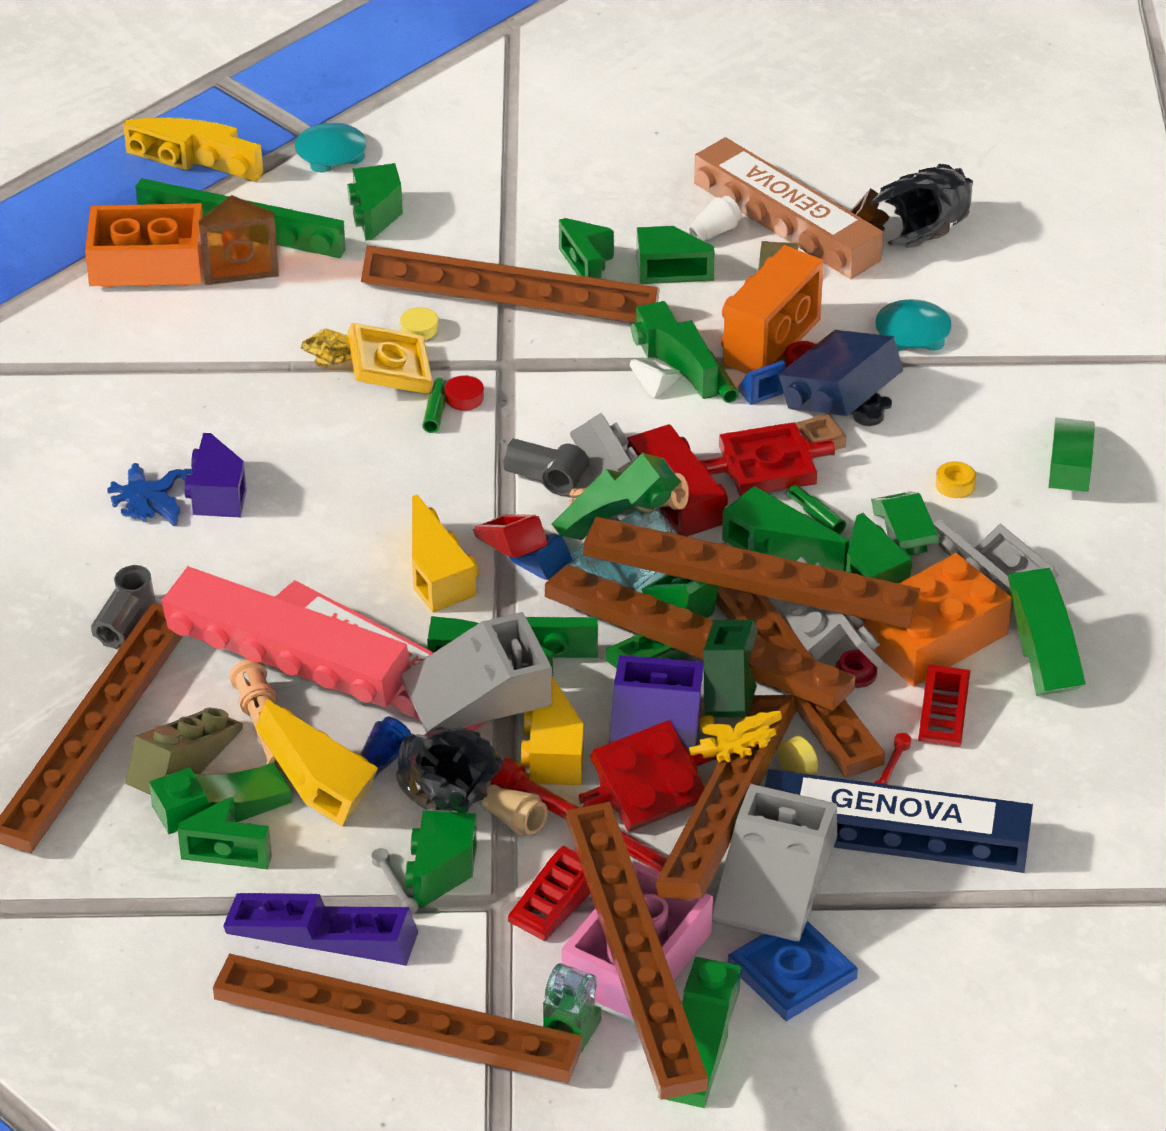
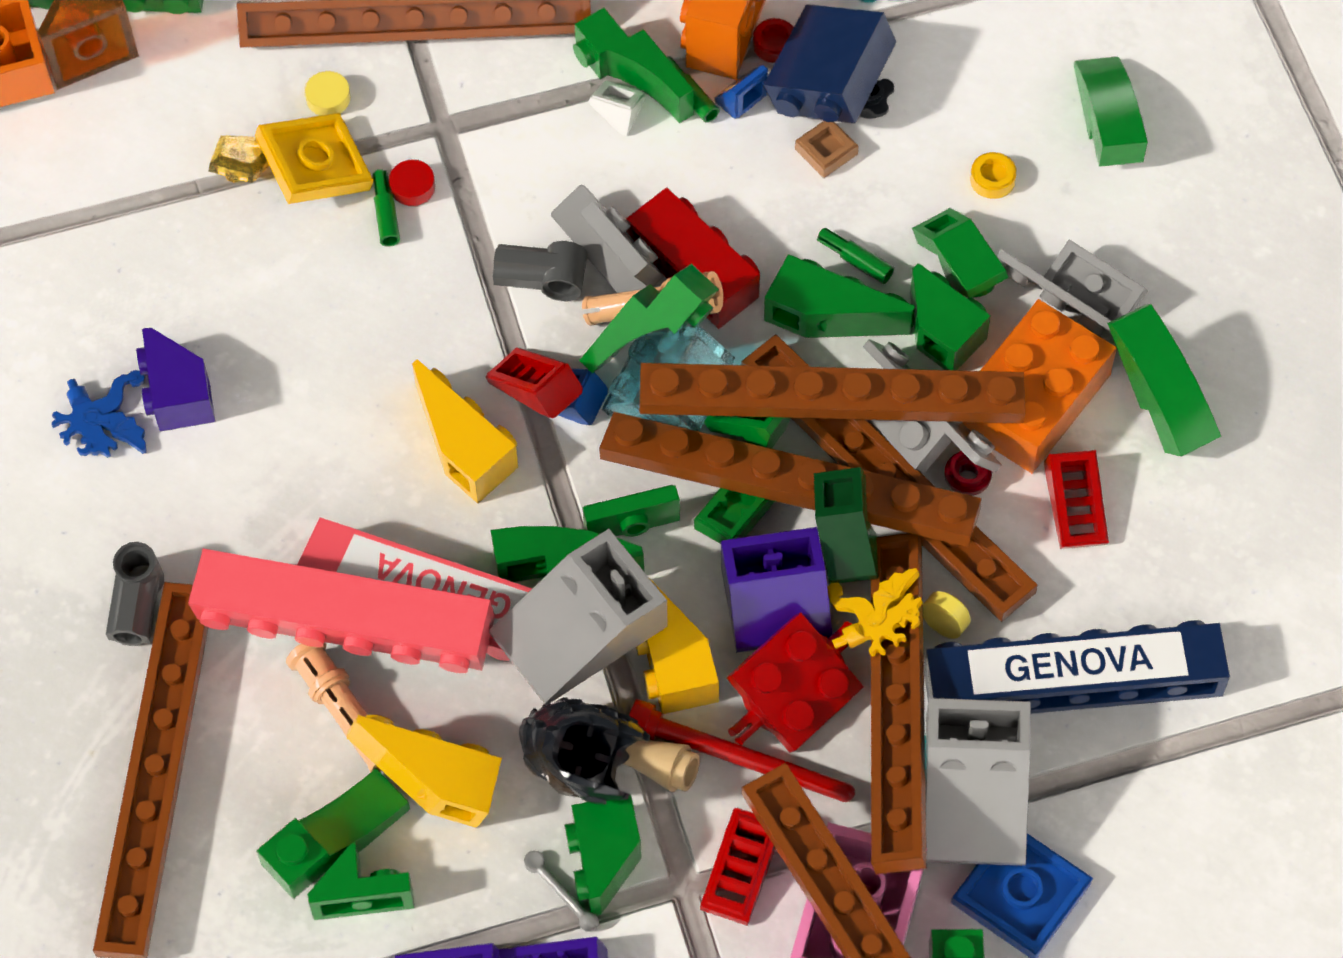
camera: 15 degrees left, 20 degrees up
(180, 744) = (268, 779): olive slope -> none
(385, 742) = (491, 714): clear blue cone -> none
(769, 458) = (783, 199): red plate -> none
(901, 743) = (1044, 556): red hinge -> none

